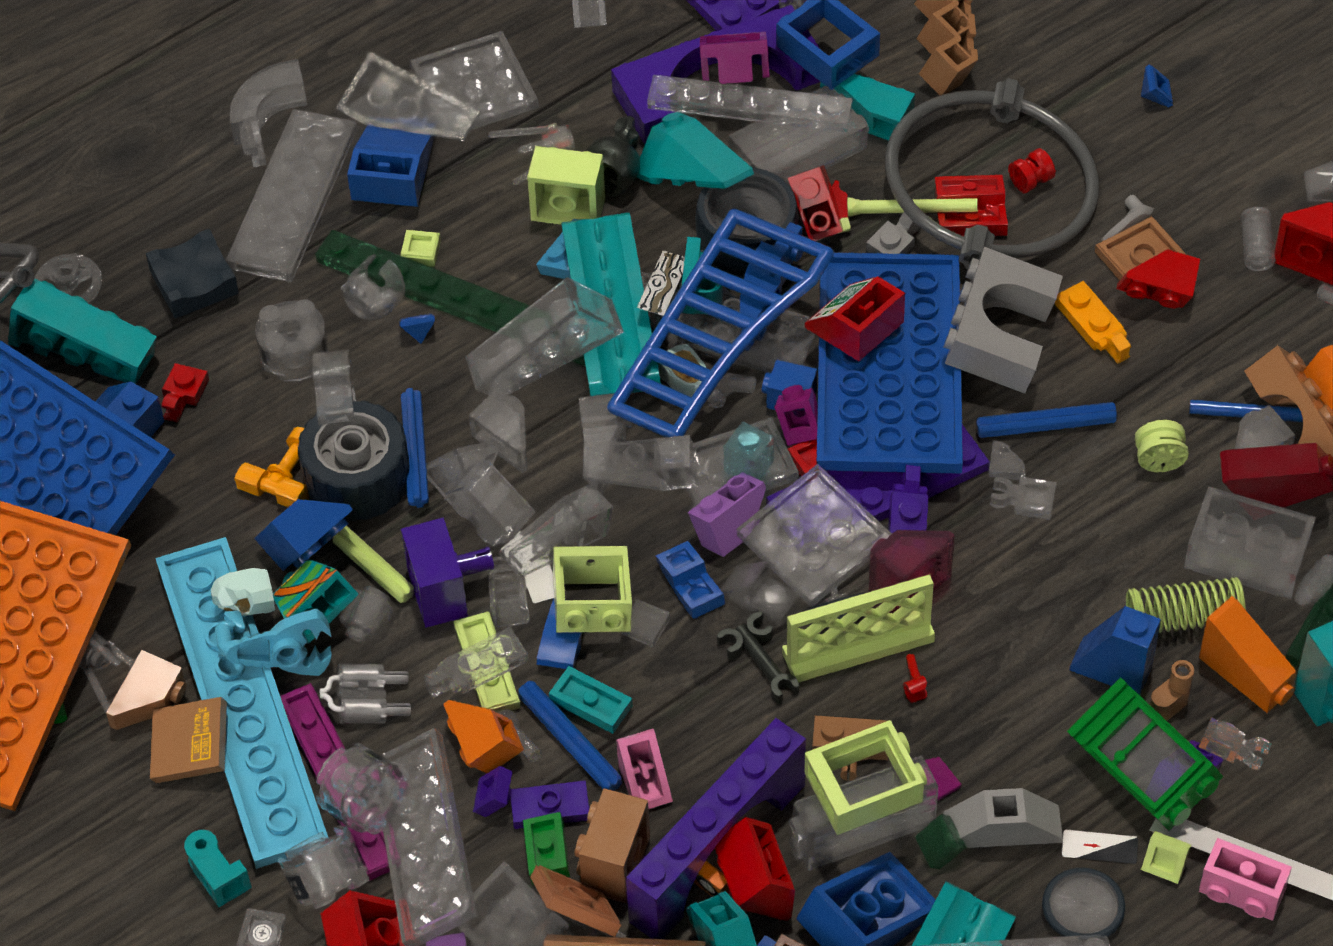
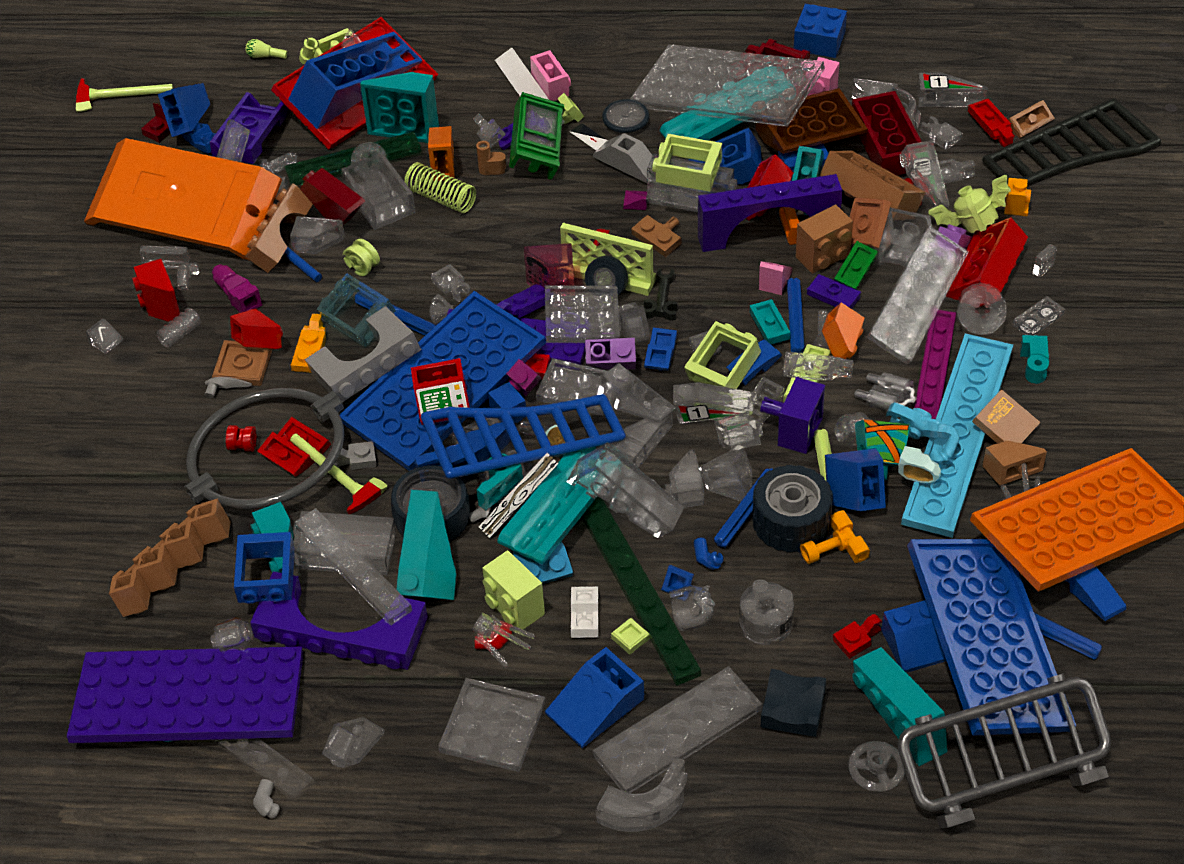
camera: 140 degrees left, 5 degrees down
(334, 386) = (768, 543): clear arch -> none
(361, 788) = (936, 319): clear brick -> none
(400, 101) = (555, 735): clear wedge -> none
(413, 370) = (707, 559): none -> blue arm
(487, 239) = (584, 612): none -> white slope
(493, 791) = (861, 304): dark purple plate -> none
(619, 156) = (462, 597): pearl dark grey piece -> none
(734, 55) = (329, 593): magenta panel -> none
(748, 452) = (574, 366): clear light blue brick -> none
(816, 203) = (377, 491): red slope -> none
(1085, 357) = (338, 297): none -> clear light blue window
(1119, 648) = (496, 178): blue slope -> none
(1156, 87) = (115, 444): blue slope -> none
(1254, 321) = (237, 288): none -> magenta piece

